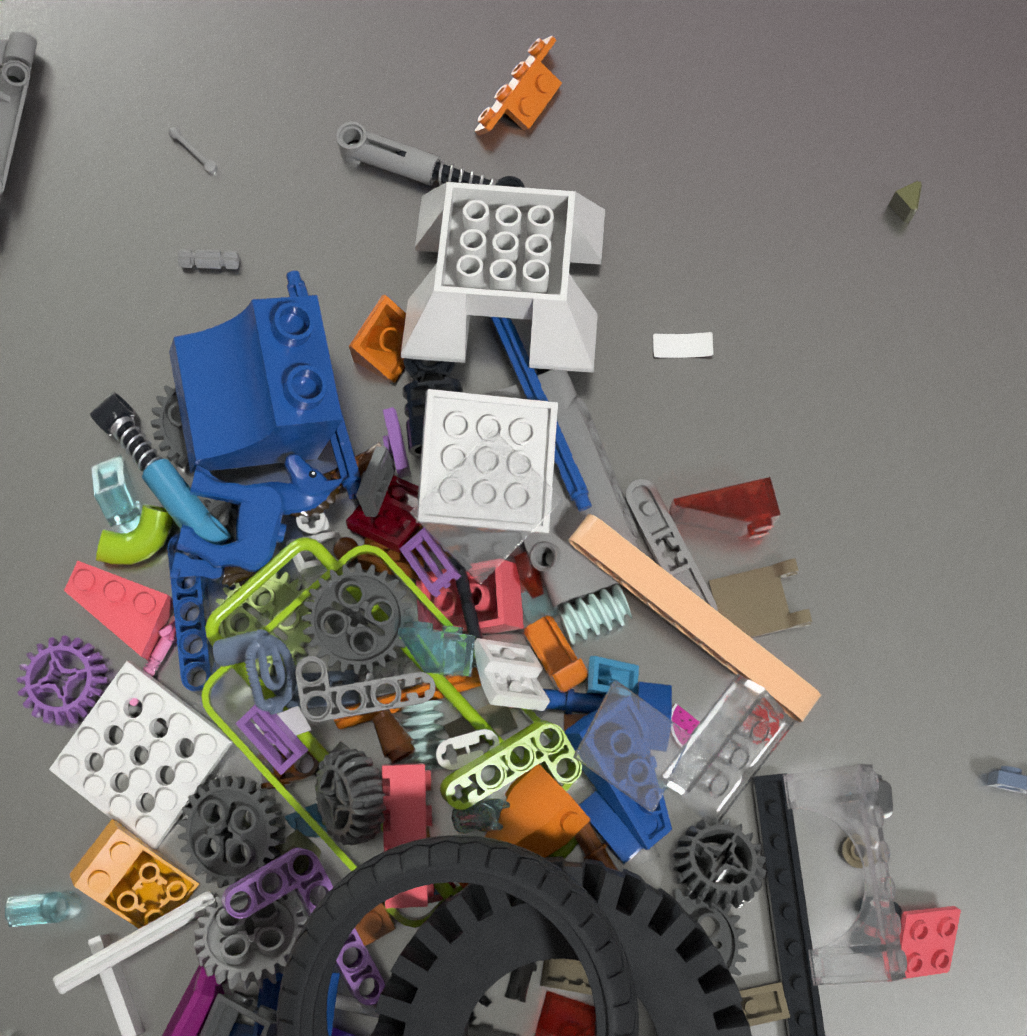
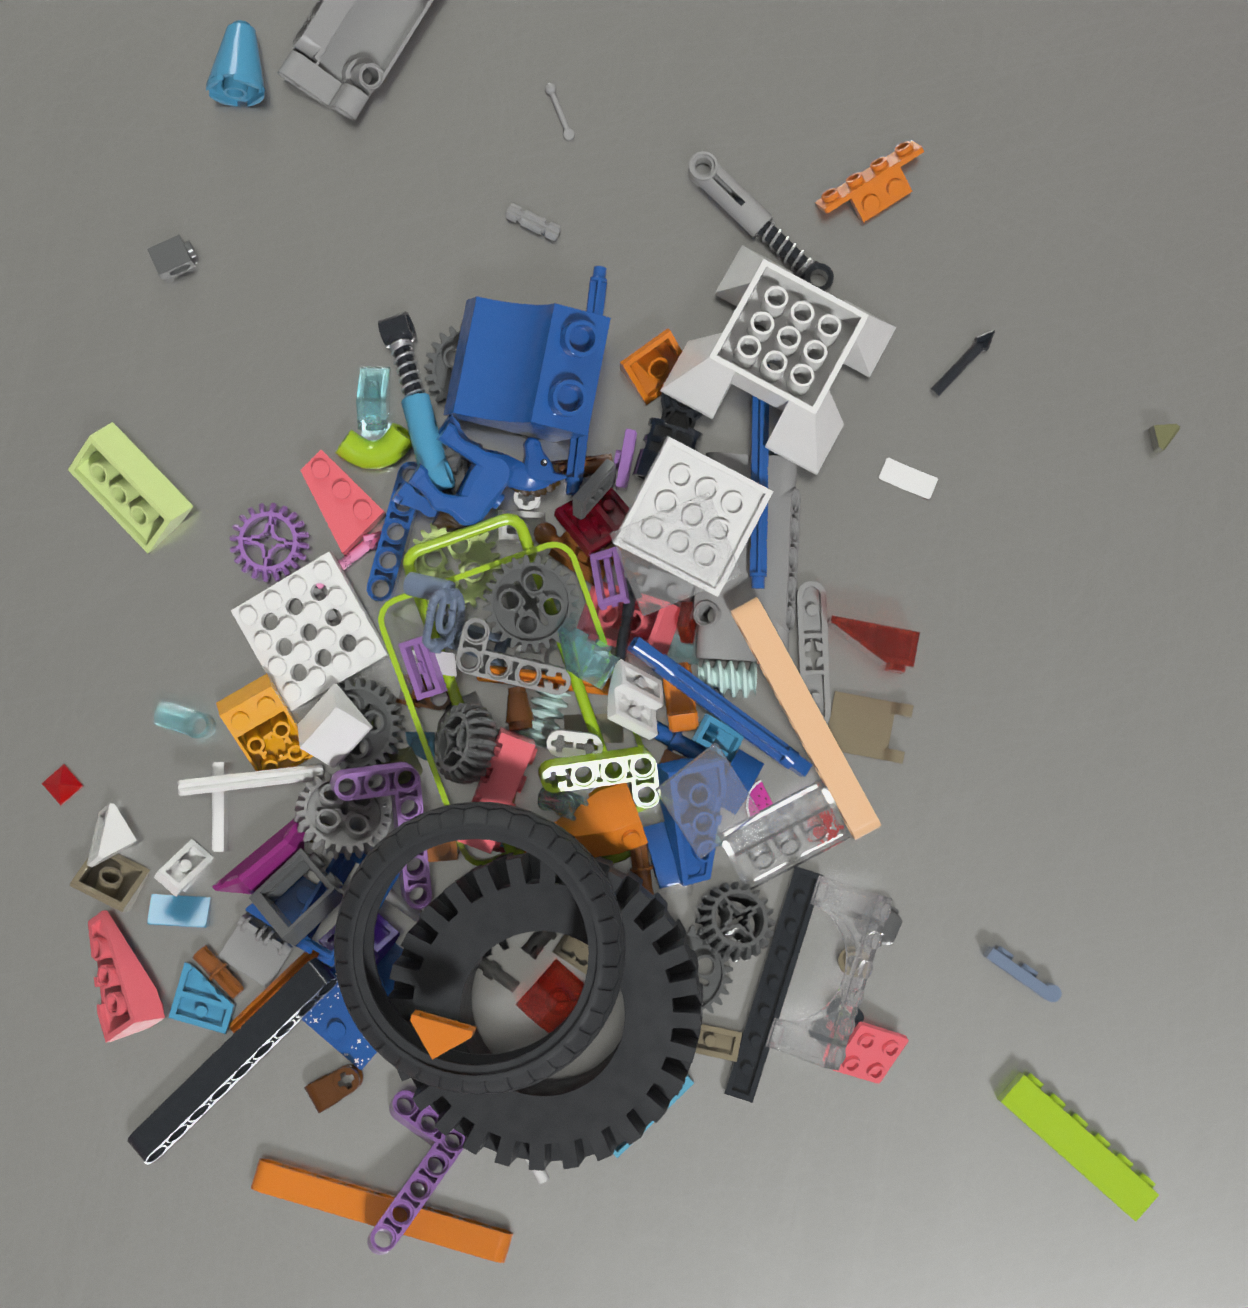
camera: 20 degrees right, 10 degrees up
(203, 845) = (332, 727): none -> white slope
(600, 643) = (720, 707): none -> blue piece
(692, 191) = (981, 343): none -> black piece

